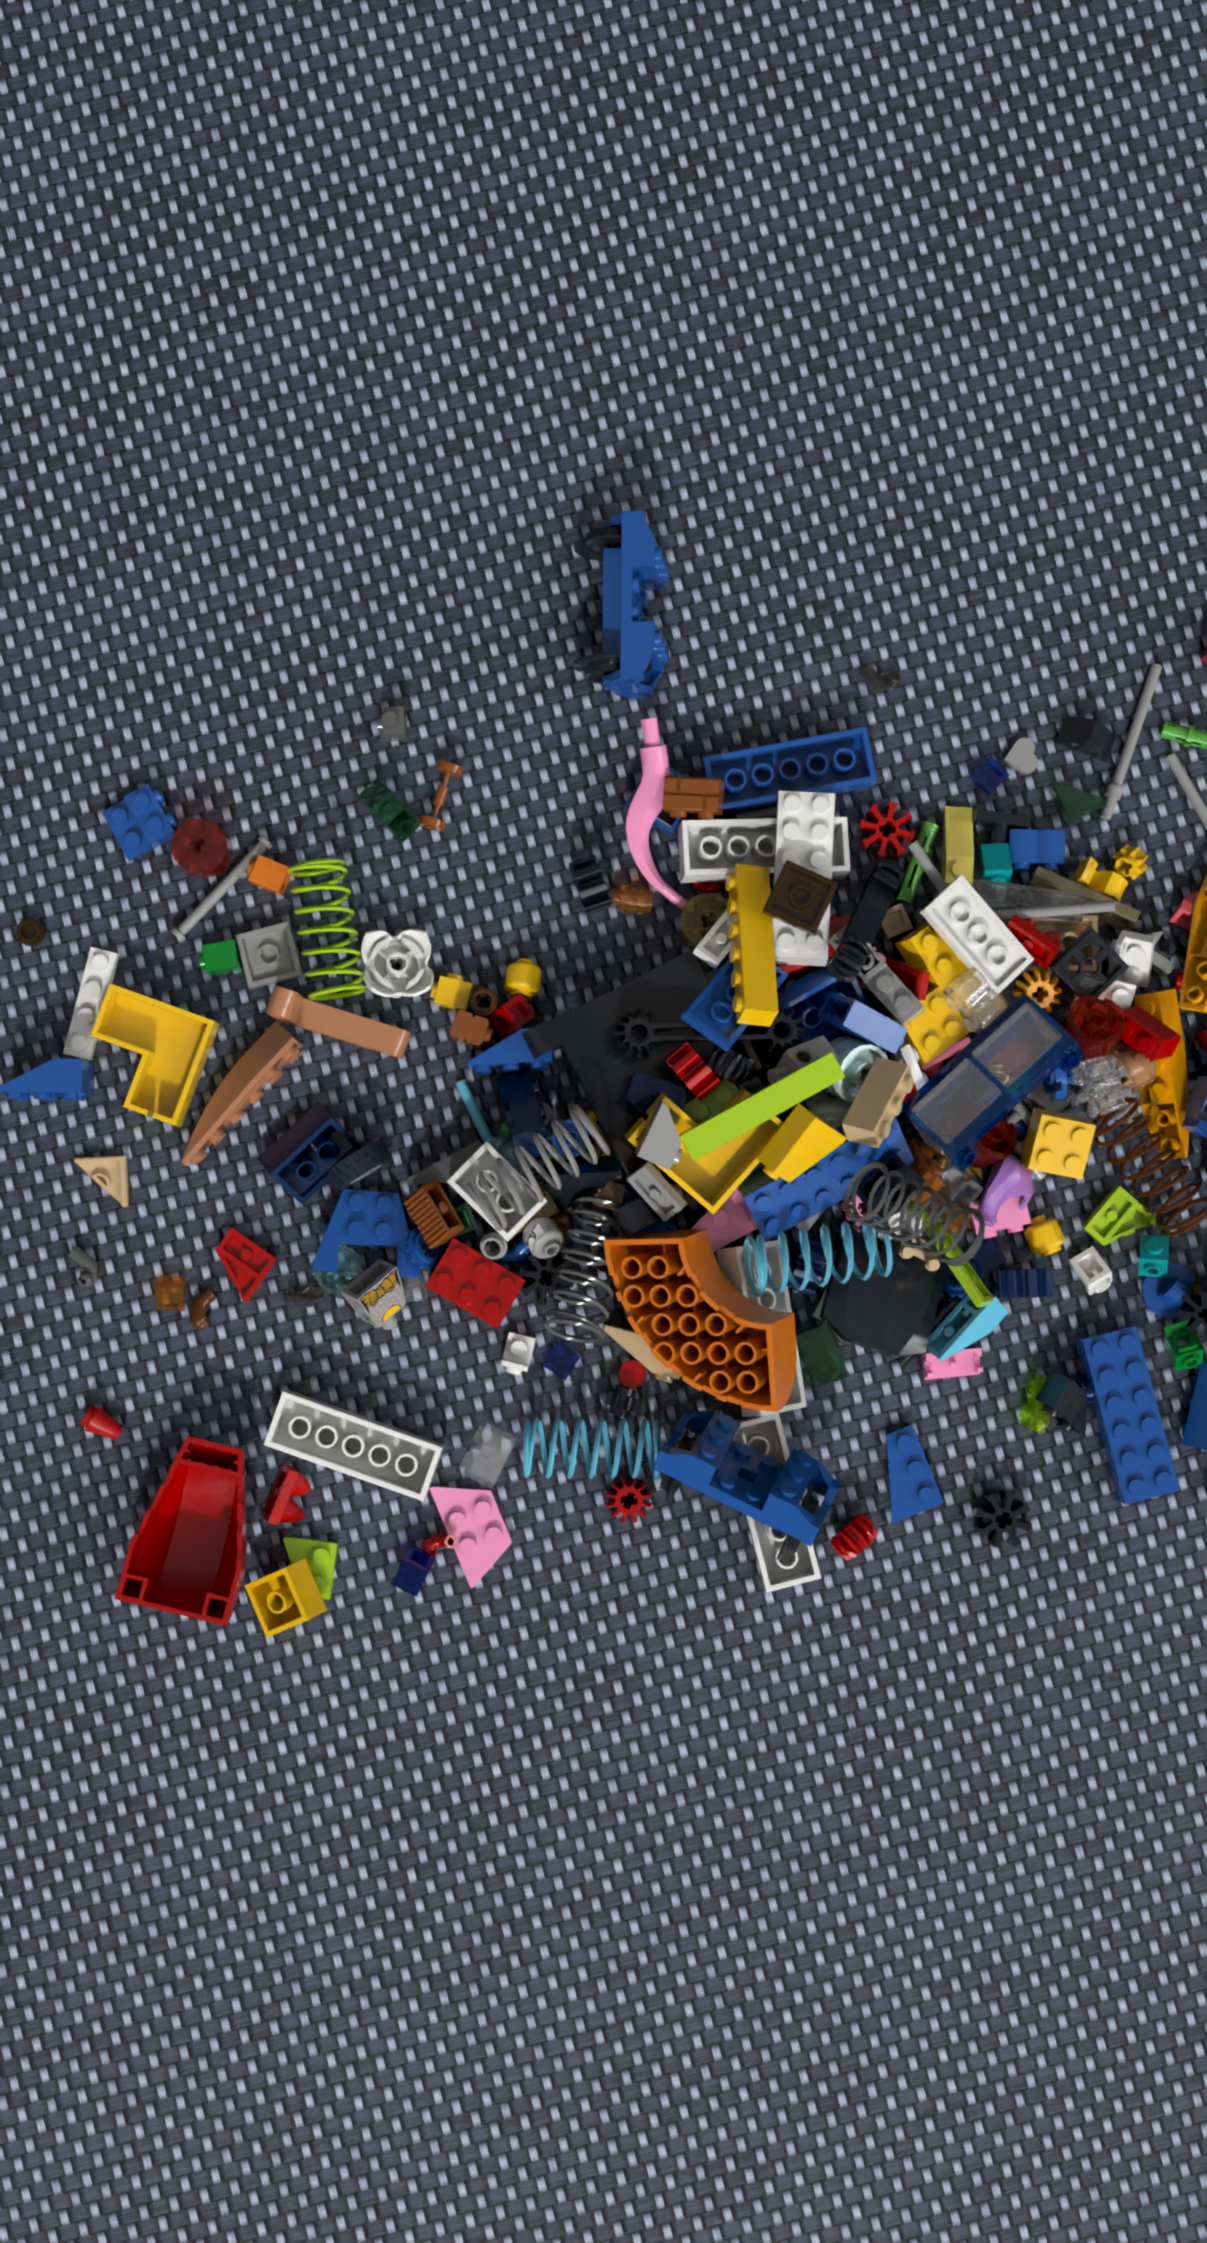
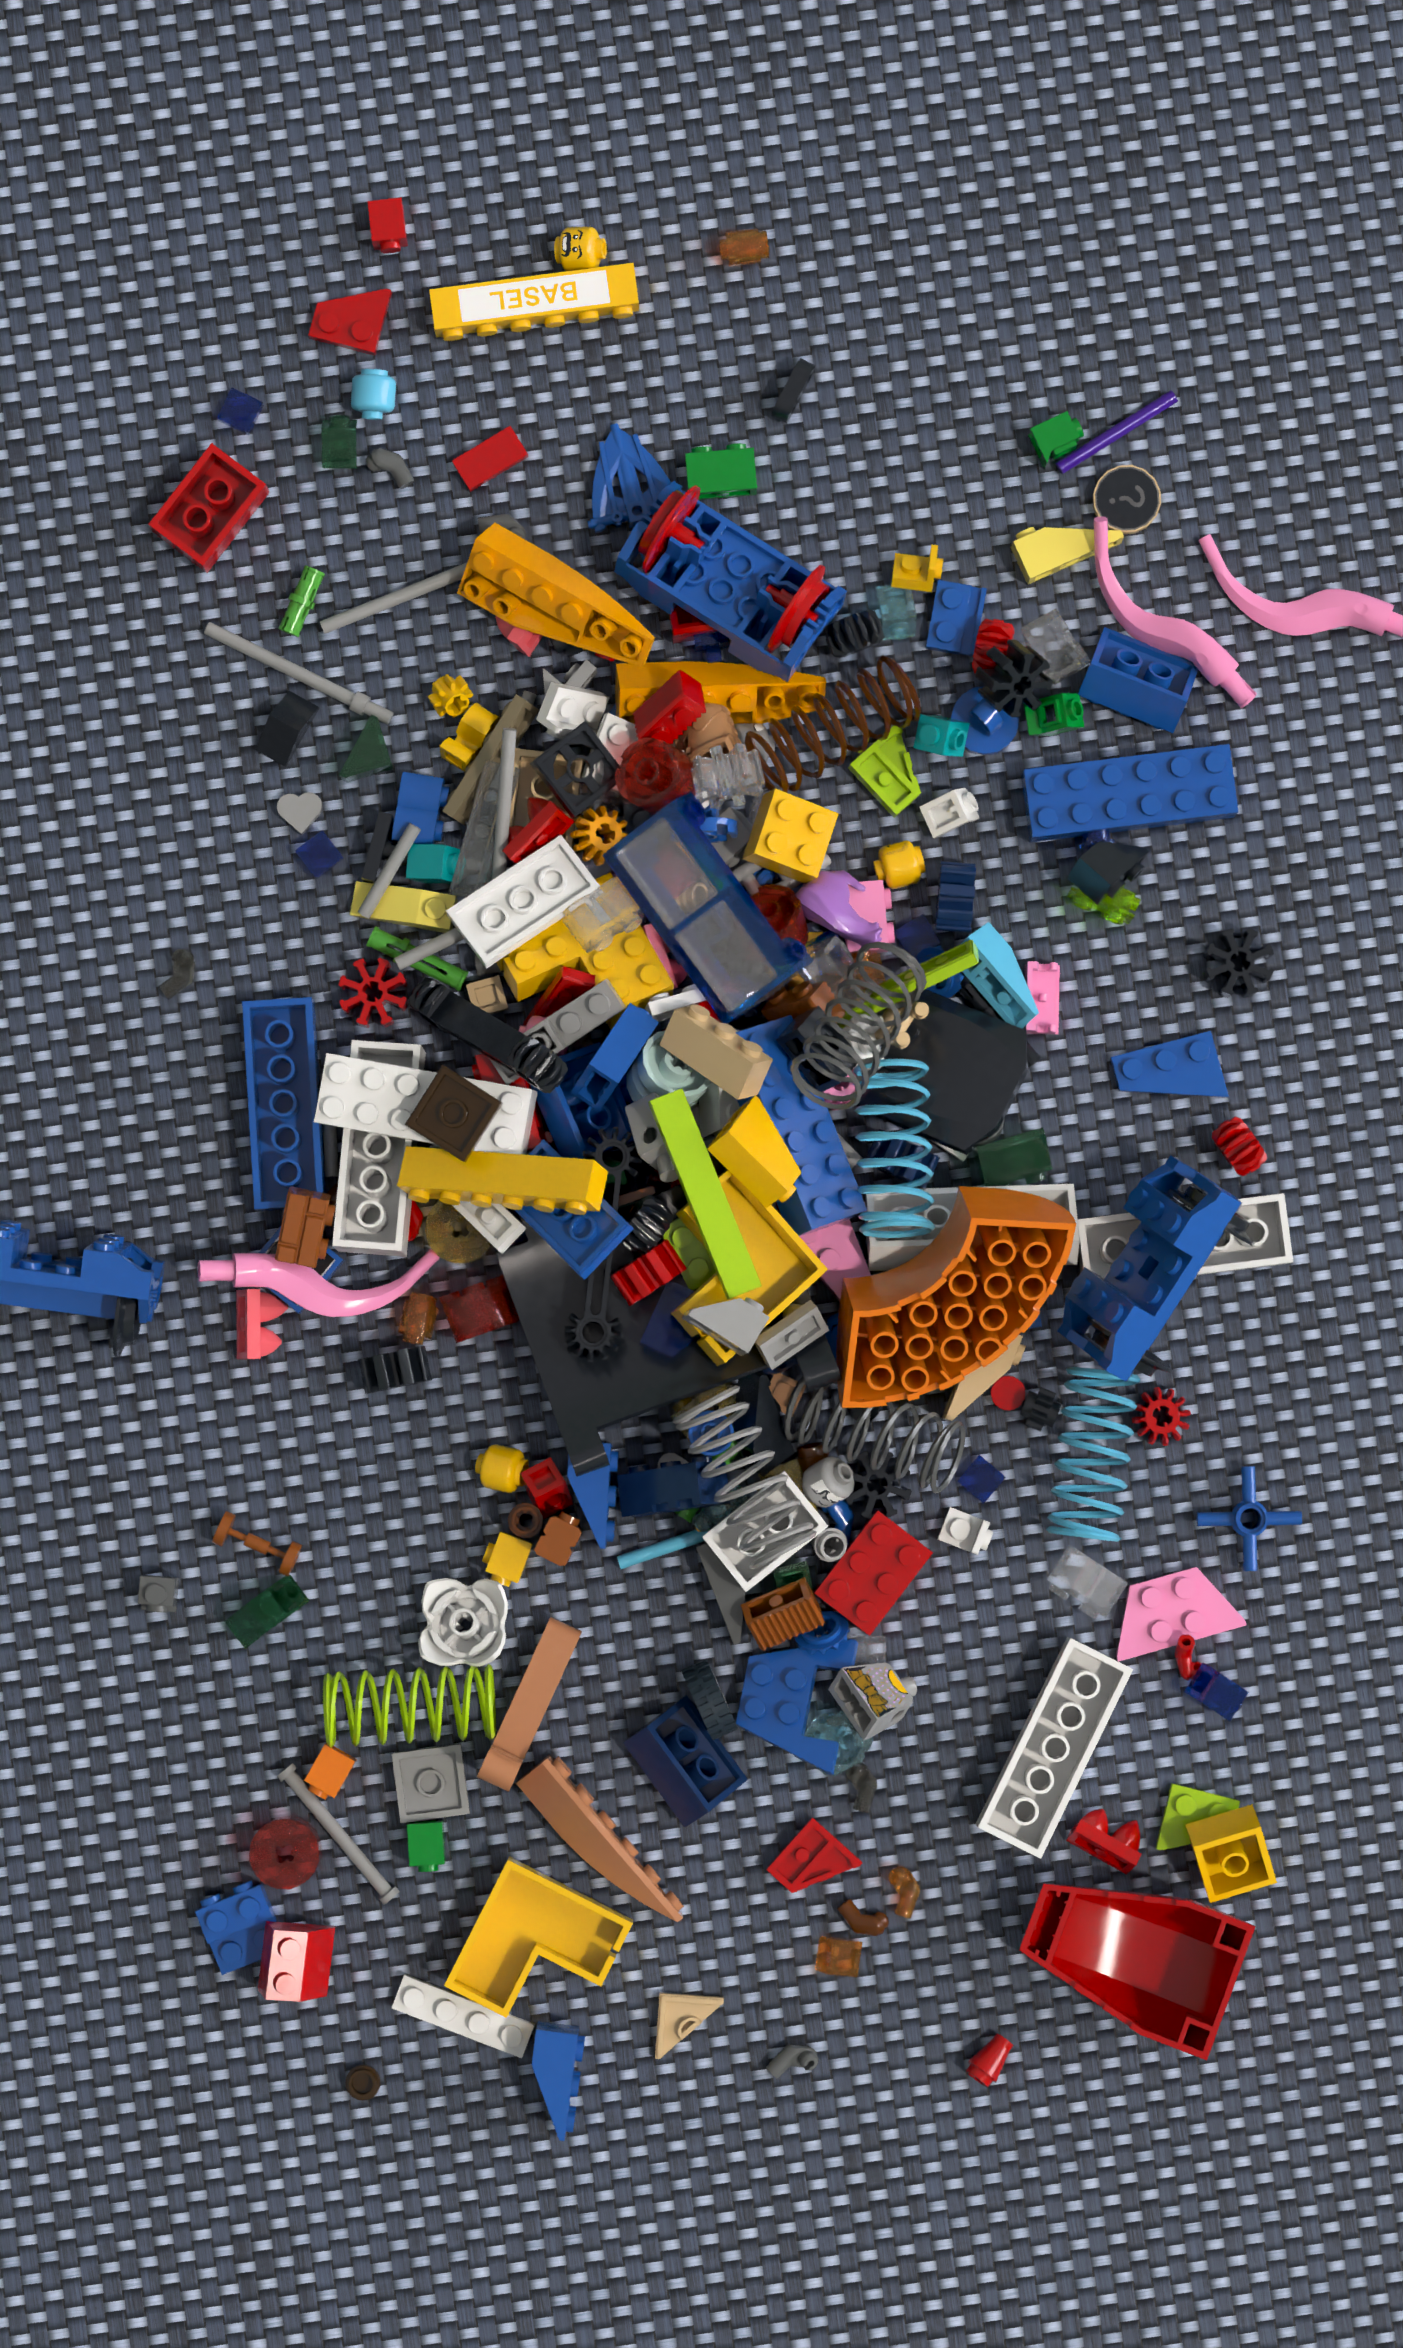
camera: 85 degrees left, 0 degrees up
(117, 867) = (295, 1961): none -> red slope
(228, 1342) = (907, 1889): none -> clear orange arm
(556, 1592) = (1264, 1518): none -> blue bar
(624, 769) = (253, 1309): none -> coral tile
(645, 944) = (479, 1309): none -> clear red brick
(985, 830) = (389, 870): none -> light grey bar

